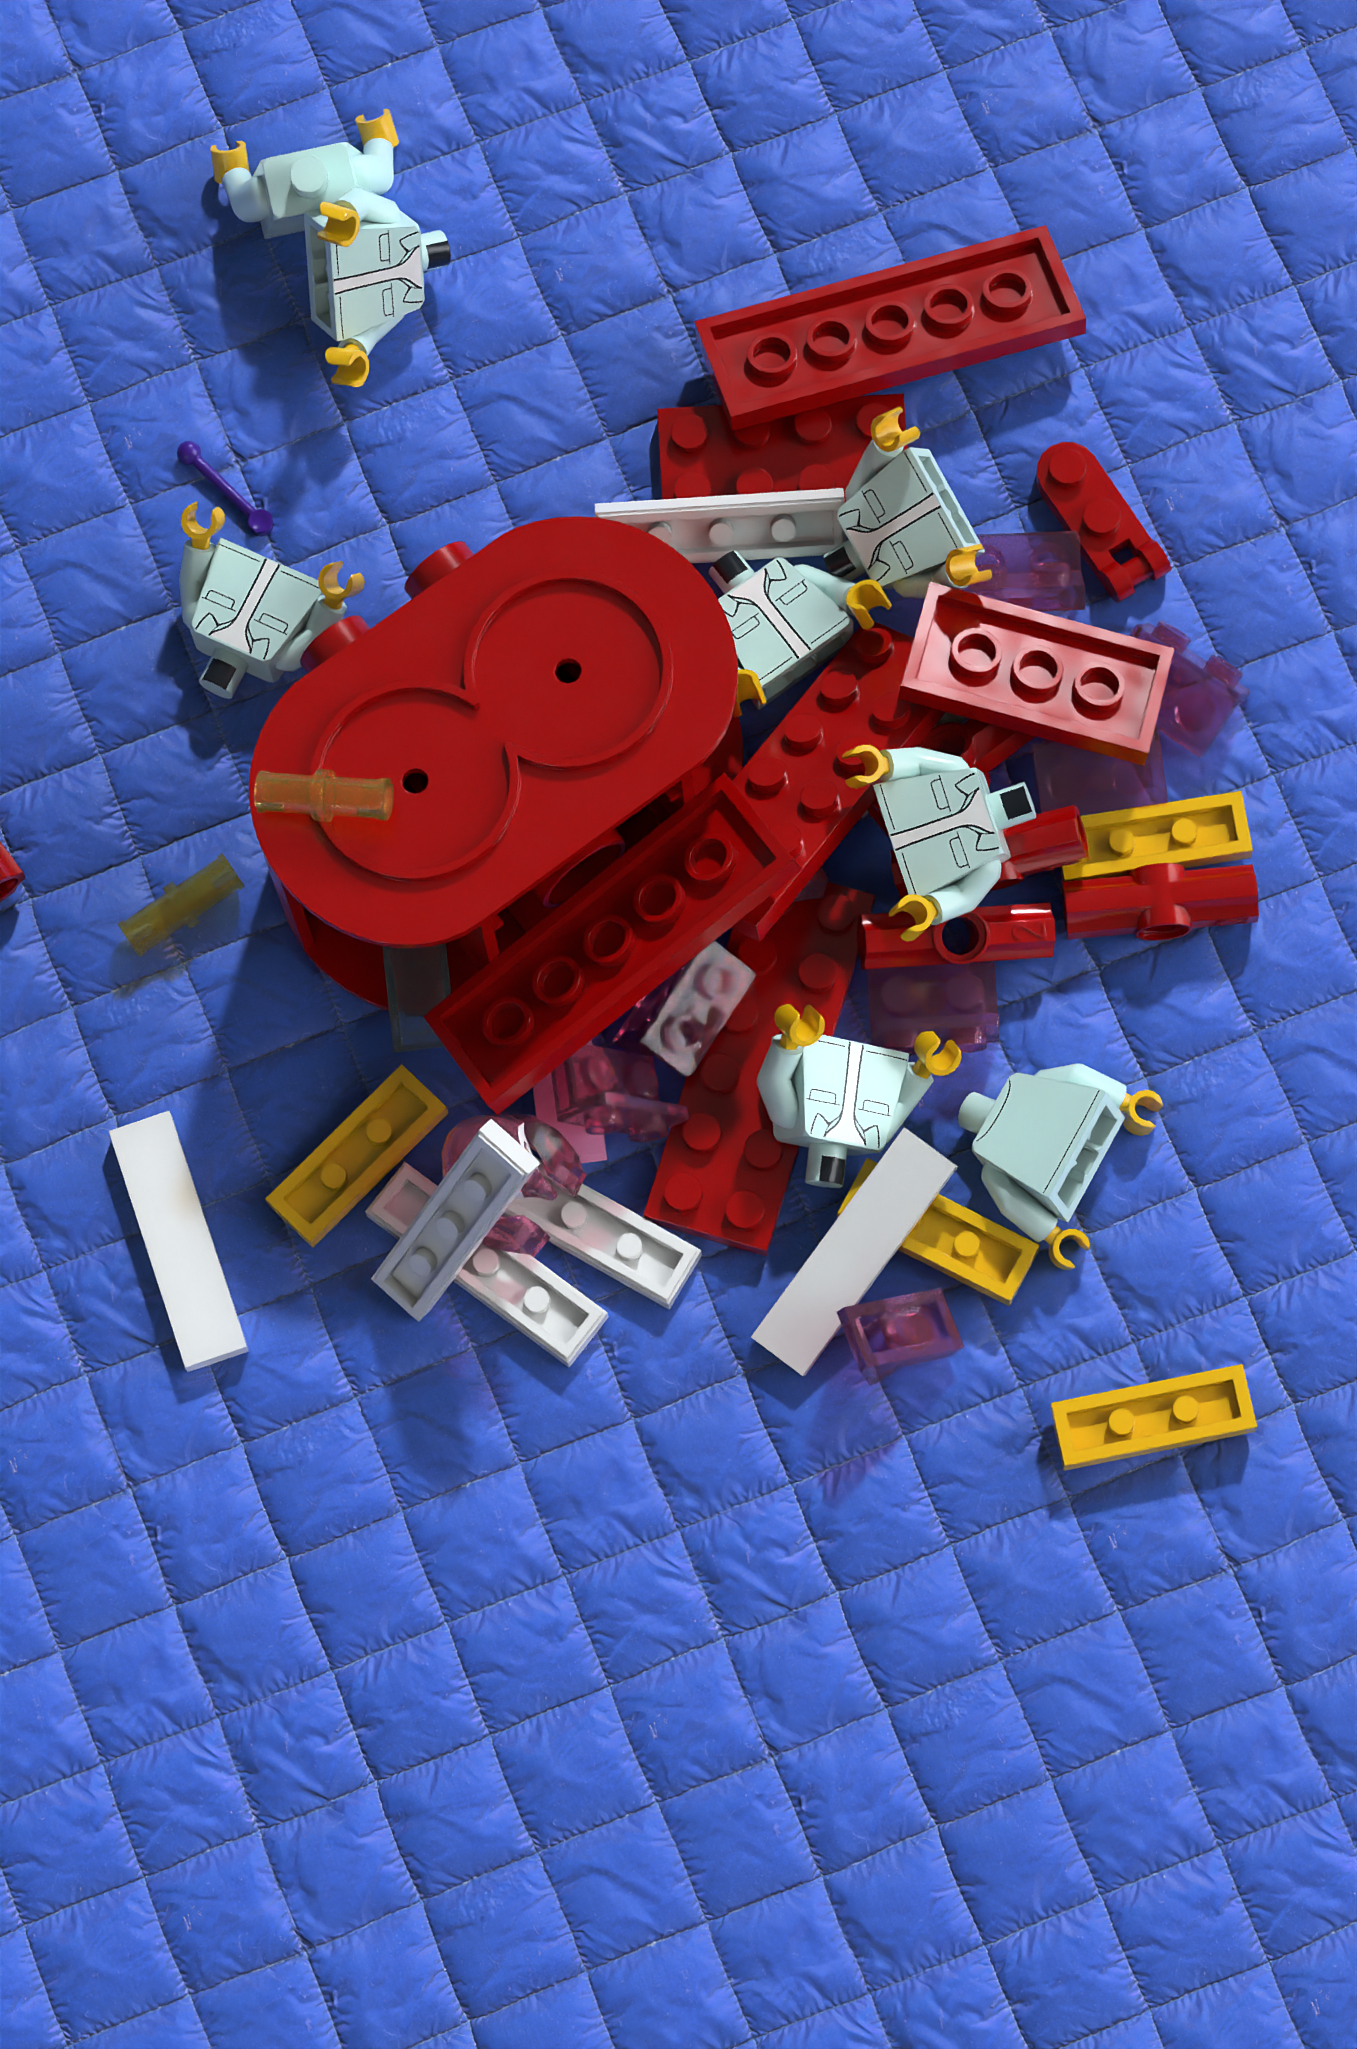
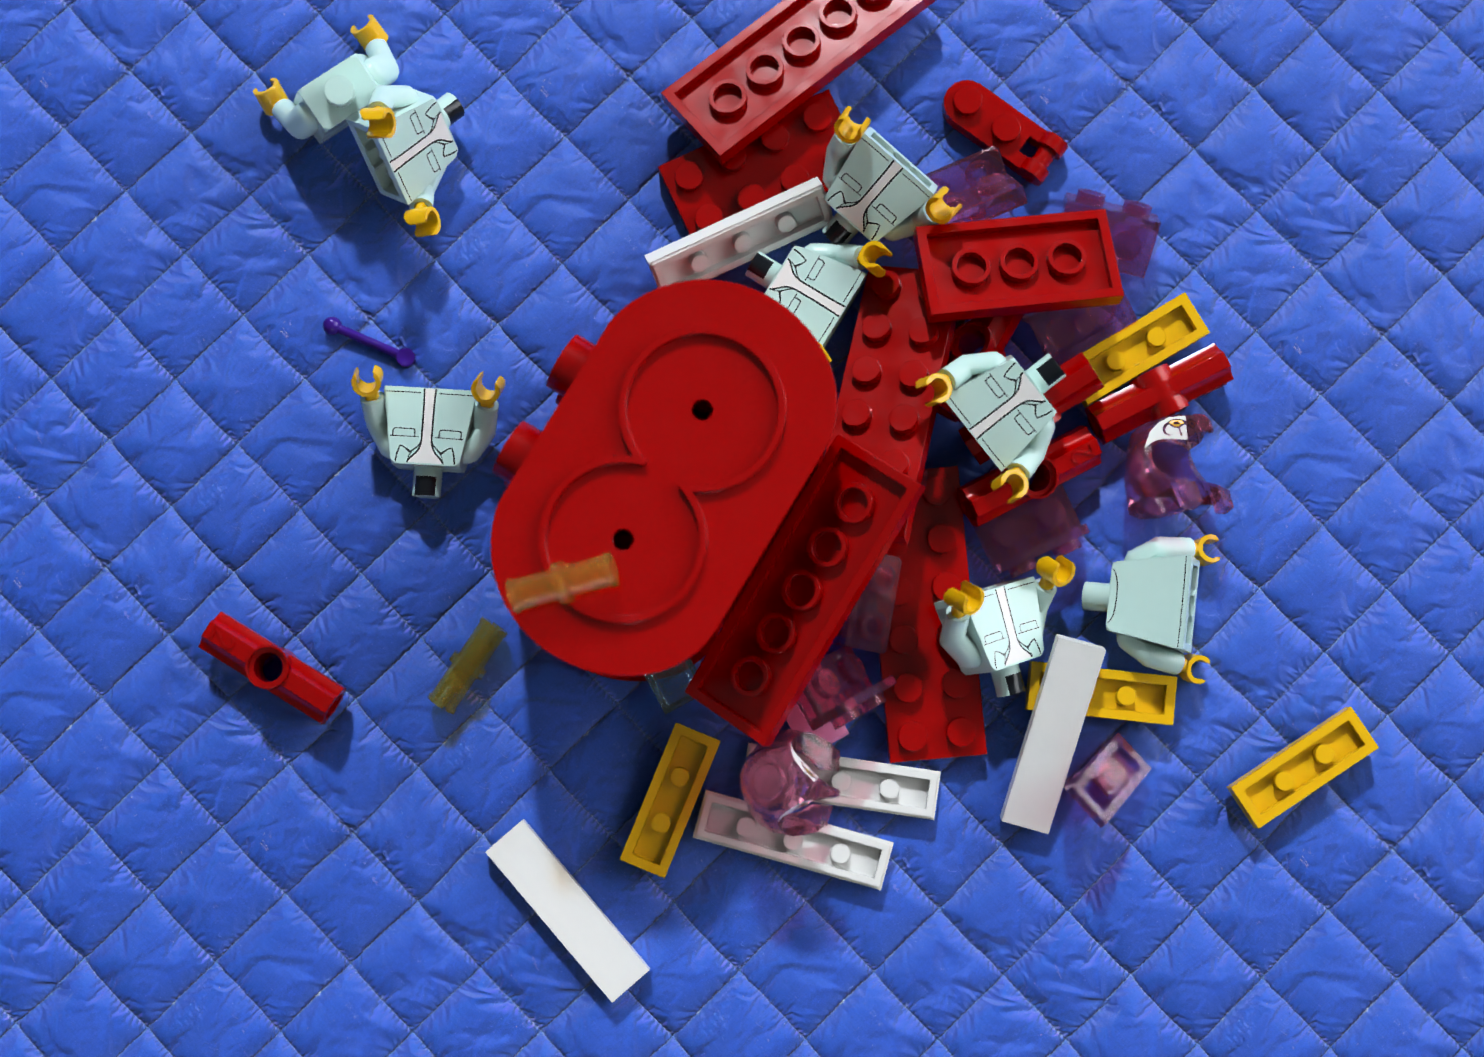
camera: 30 degrees left, 10 degrees up
(455, 1220) = (772, 834): white tile -> none
(1121, 993) = (1161, 473): none -> clear pink piece

